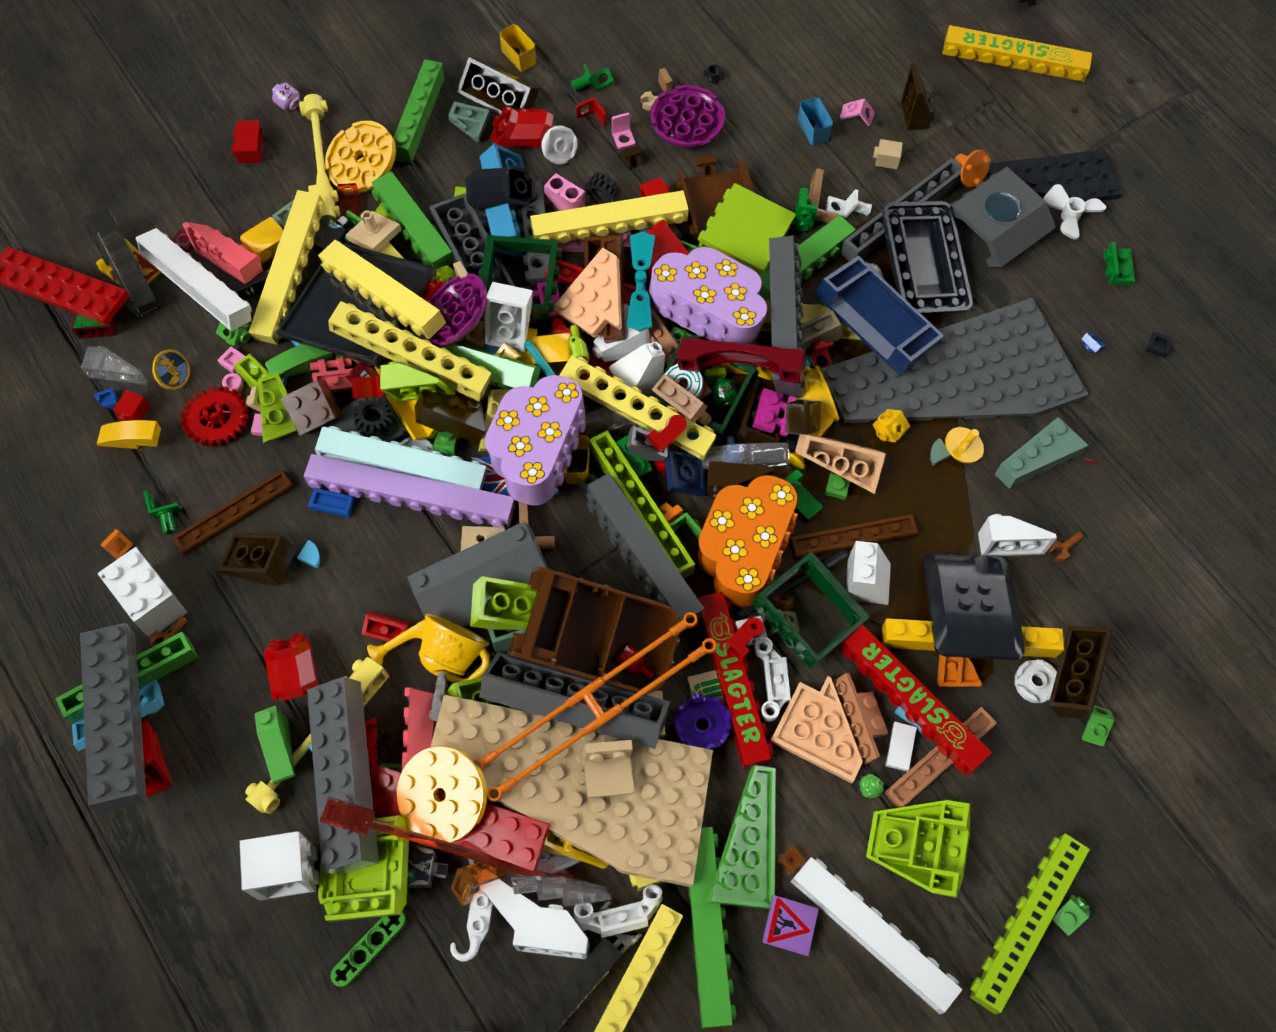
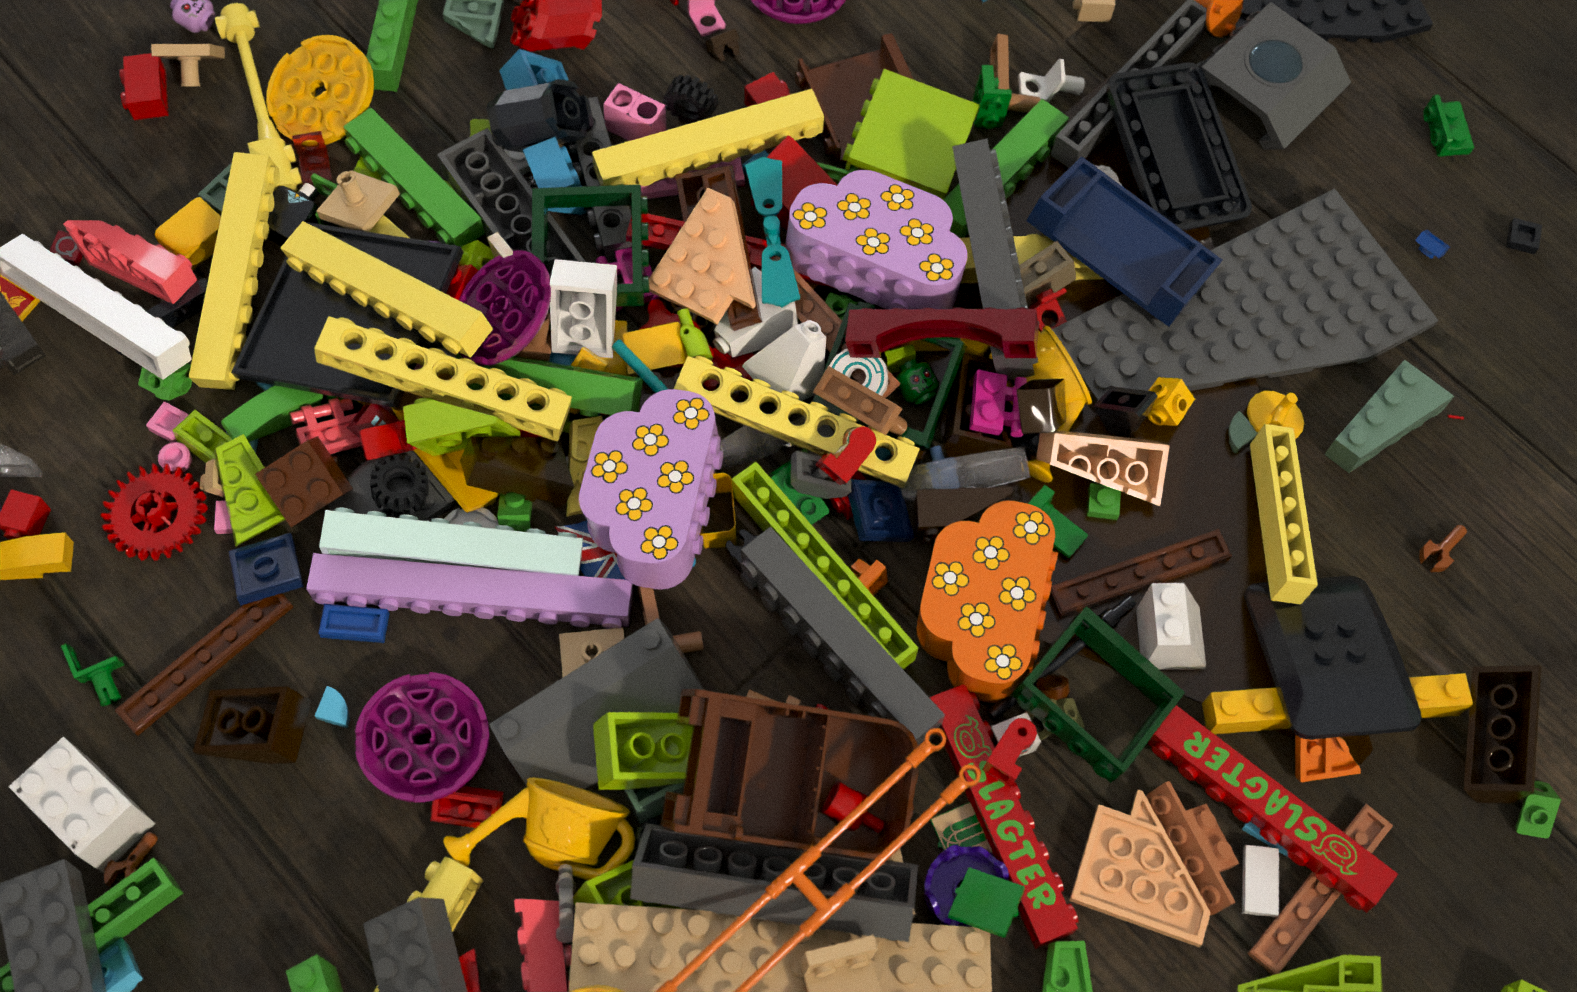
camera: 10 degrees left, 0 degrees up
(116, 544) = (30, 732): orange tile -> none
(171, 369) = (76, 449): shield -> none
(279, 125) = (189, 56): none -> tan tile
(280, 460) = (265, 569): none -> dark blue tile
(290, 667) = (330, 890): red brick -> none
(360, 561) = (416, 707): none -> magenta brick
(559, 144) = (616, 40): white tile -> none
(692, 524) = (902, 587): bright green bracket -> none
(706, 161) = (833, 41): reddish brown tile -> none
(713, 733) = (986, 902): none -> green piece
(775, 677) = (1062, 805): white plate -> none
(860, 427) = (1124, 409): none -> black slope
(871, 786) = (1228, 948): bright green piece -> none
(955, 508) = (1283, 515): none -> light yellow brick
(1012, 537) = (1369, 545): white slope -> none
(1027, 688) = (1423, 764): white tile -> none
(1071, 208) = (1368, 53): white piece -> none

